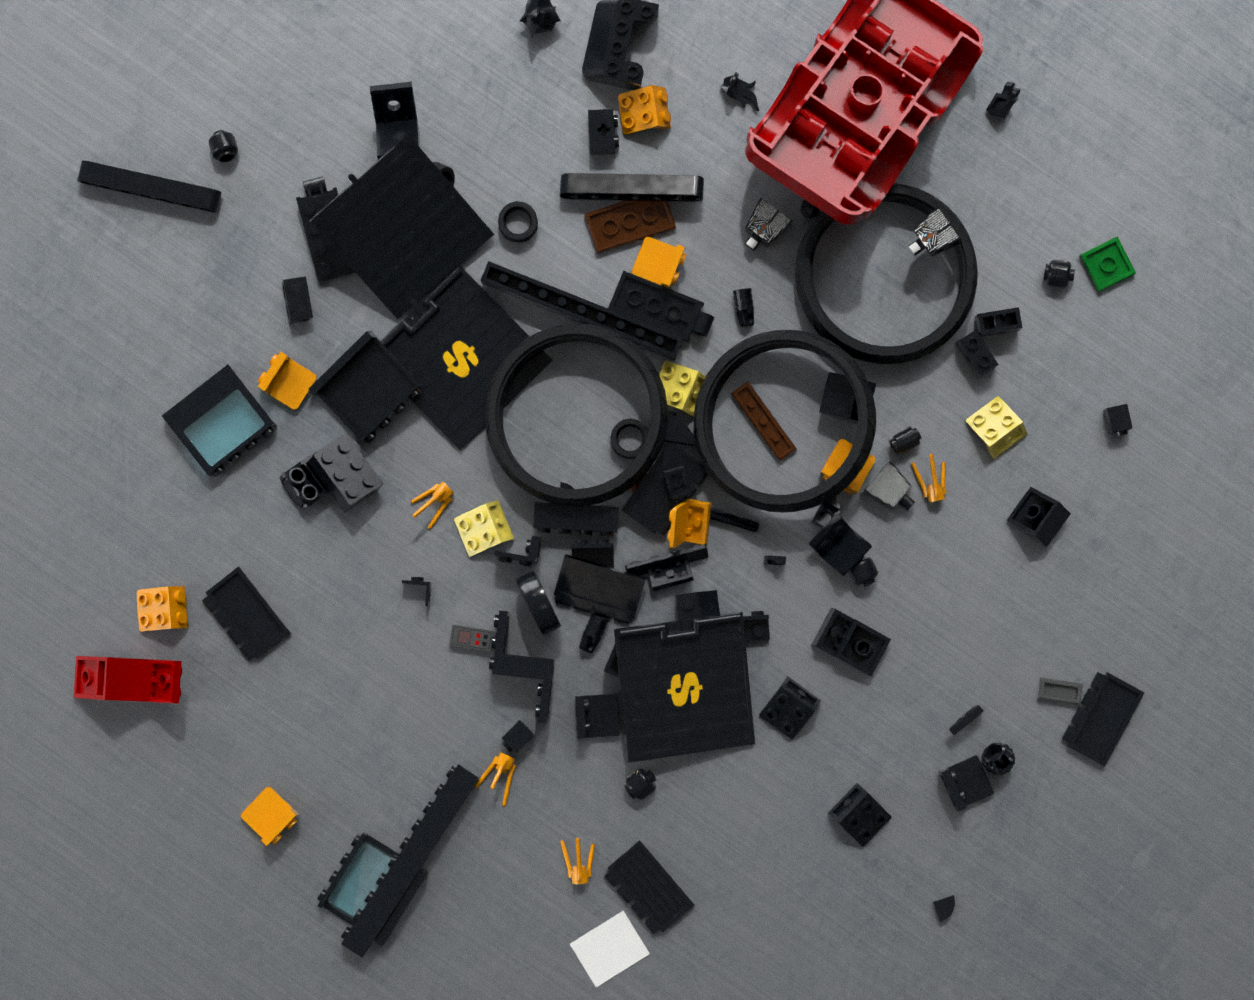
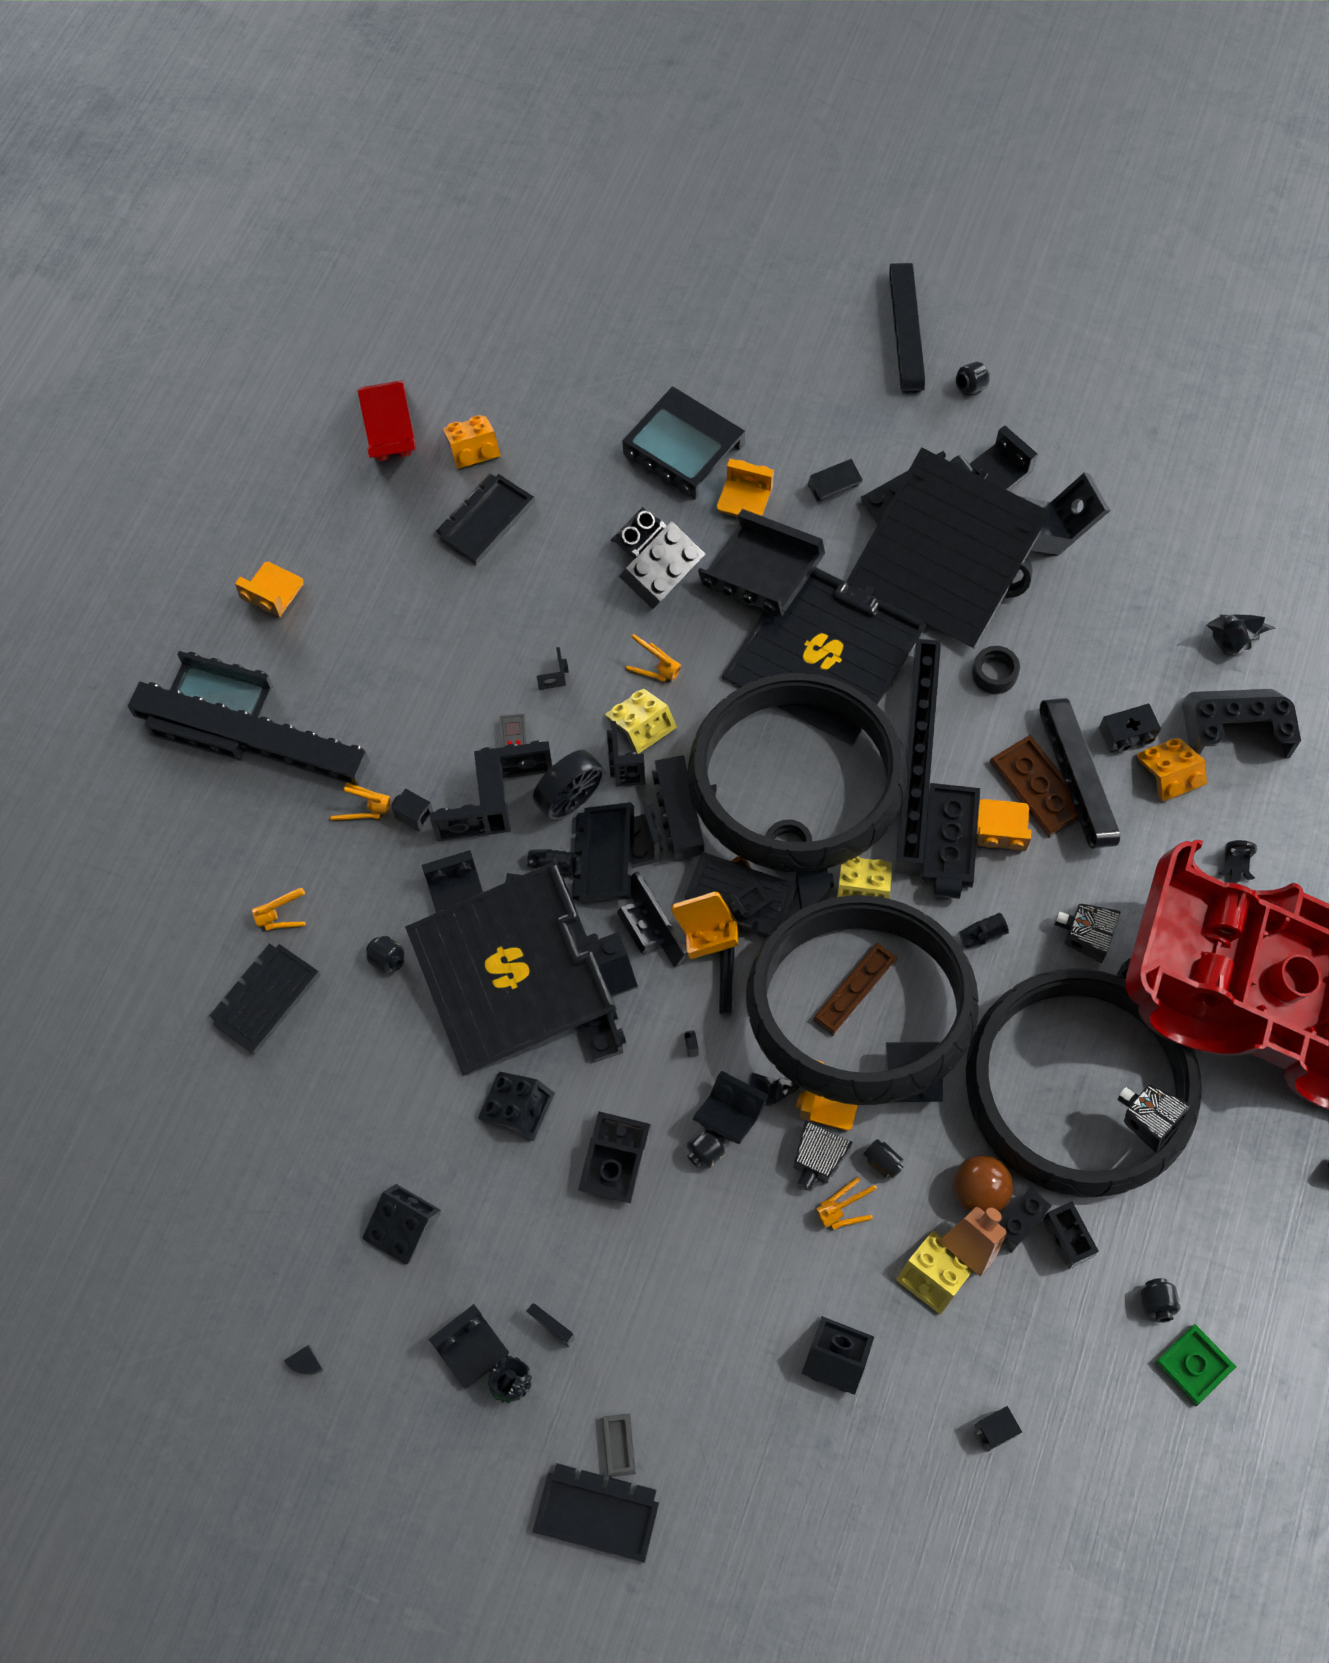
camera: 80 degrees right, 20 degrees down
(319, 149) = (1006, 460): none -> black bracket
(609, 949) = (184, 973): white sticker -> none
(945, 374) = (982, 1184): none -> dark orange piece
(984, 393) = (976, 1238): none -> nougat torso

